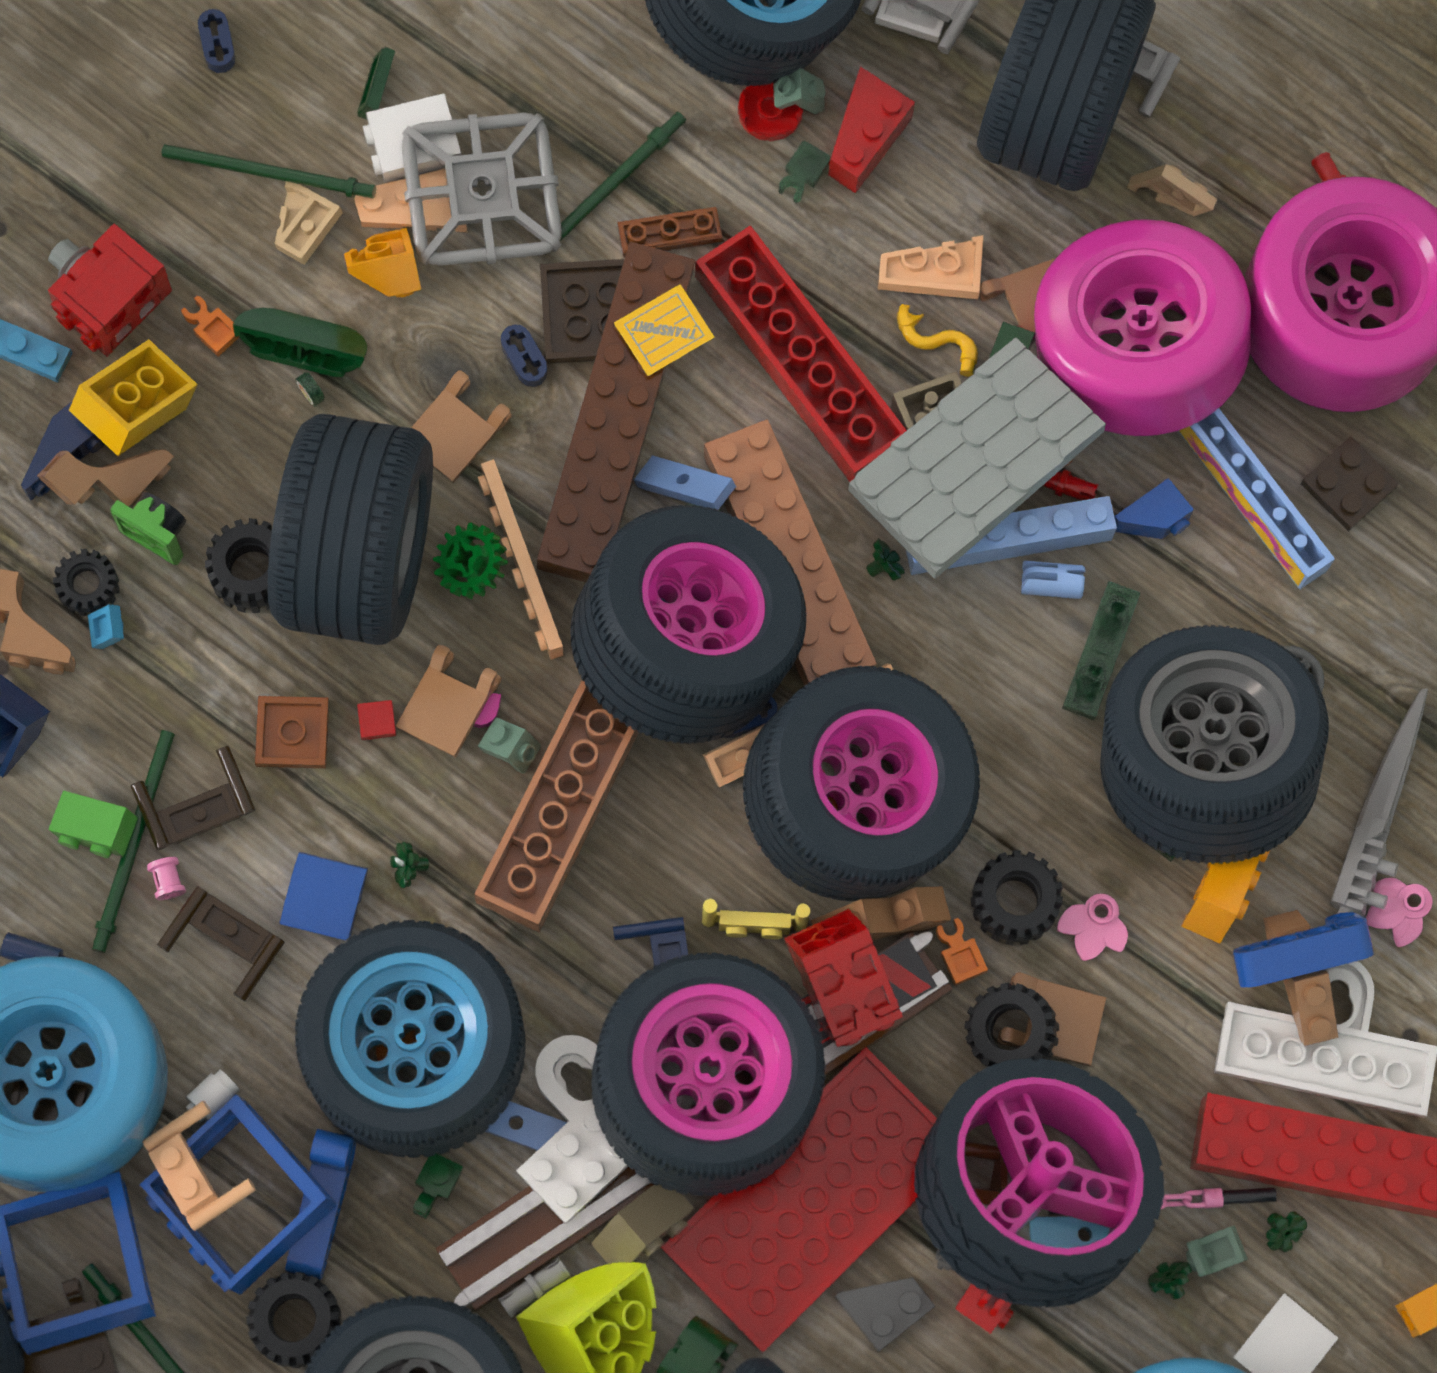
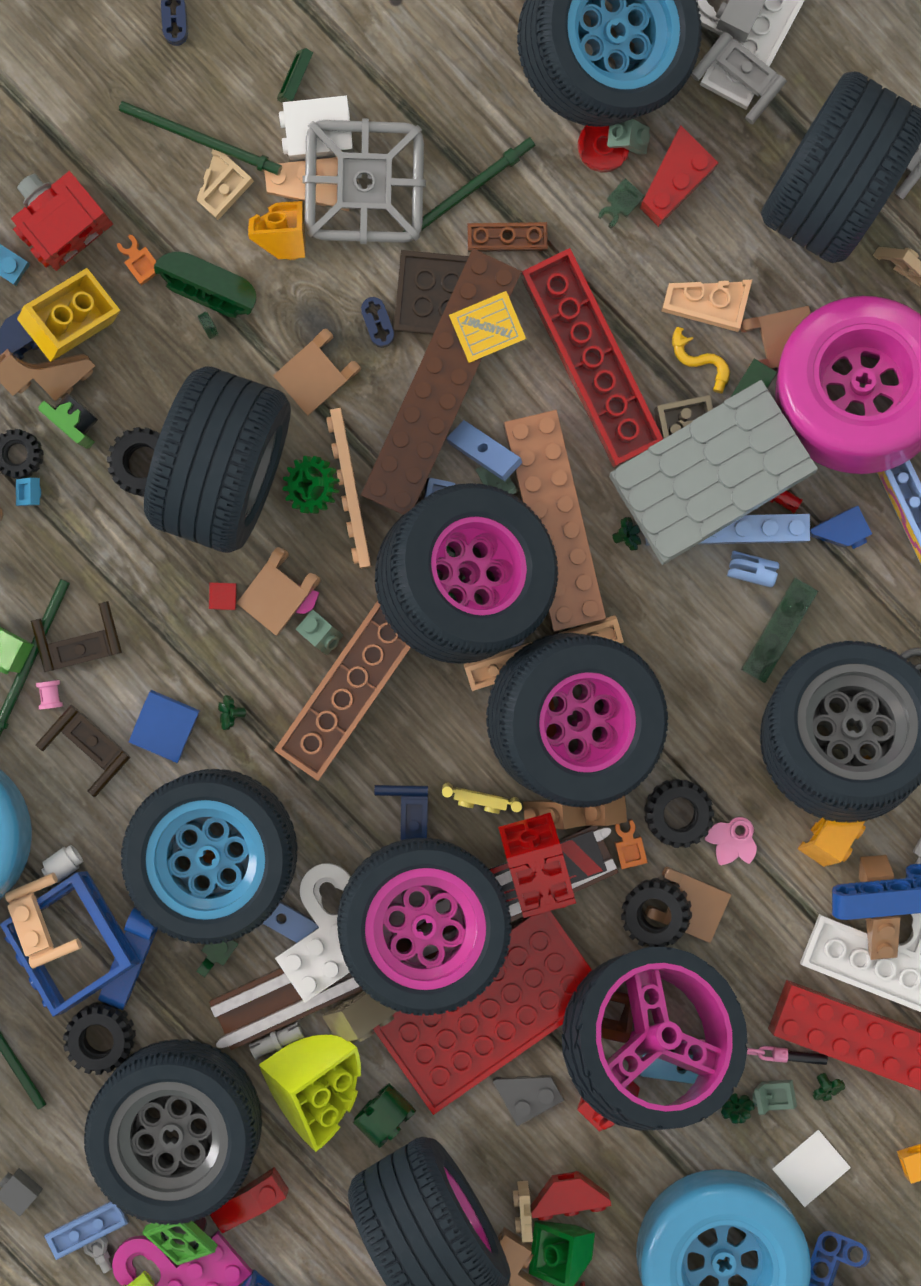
camera: 15 degrees right, 15 degrees up
(292, 732) = (158, 595): dark orange tile -> none

